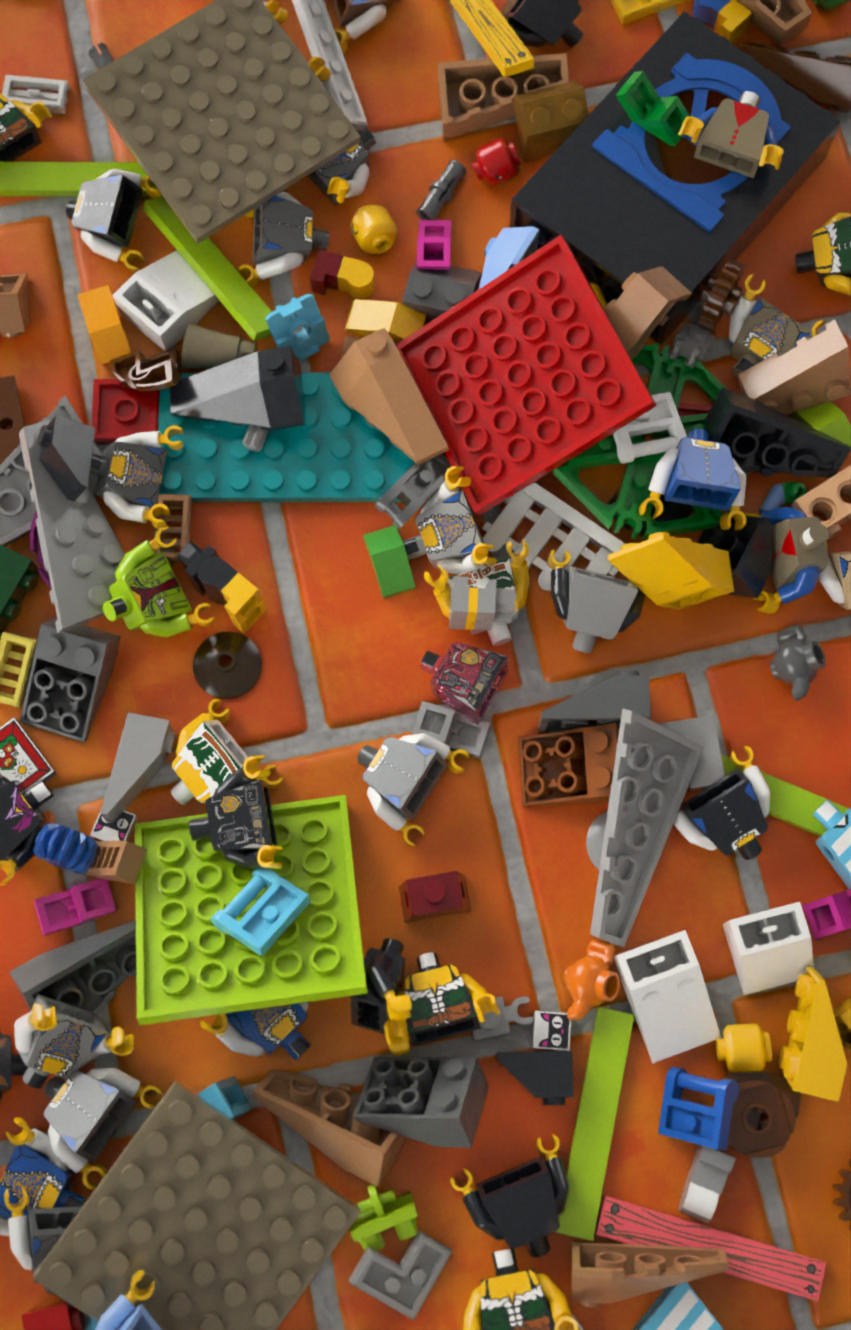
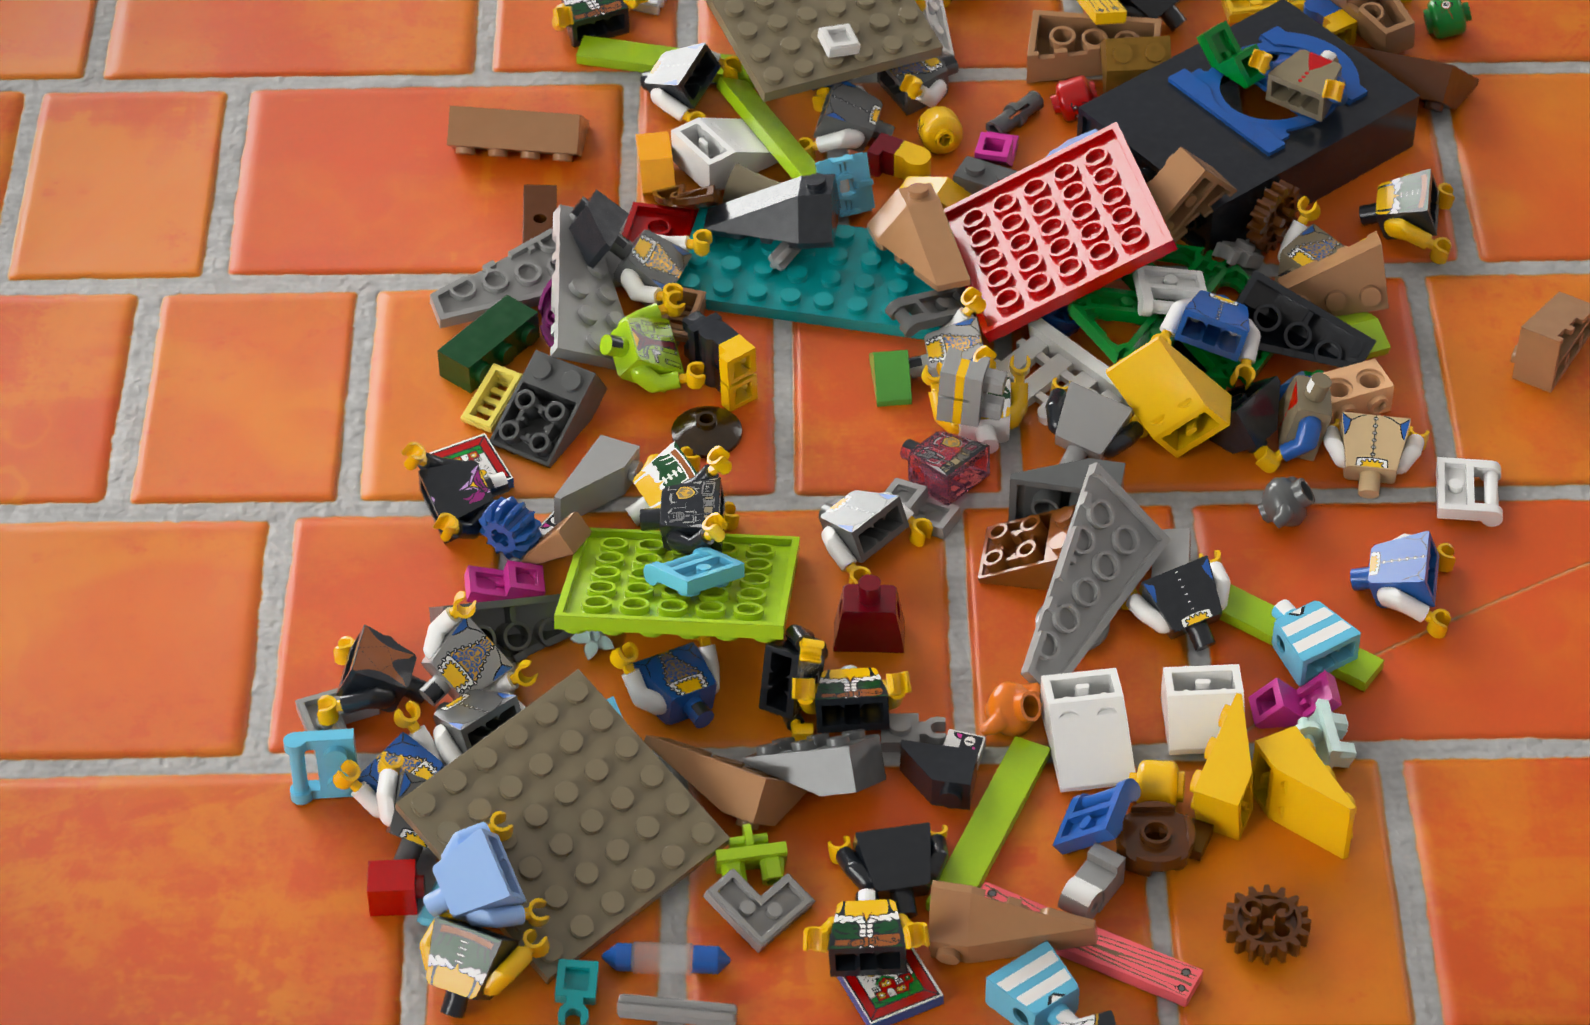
camera: 10 degrees right, 30 degrees down
(257, 158) = (839, 40): none -> white tile

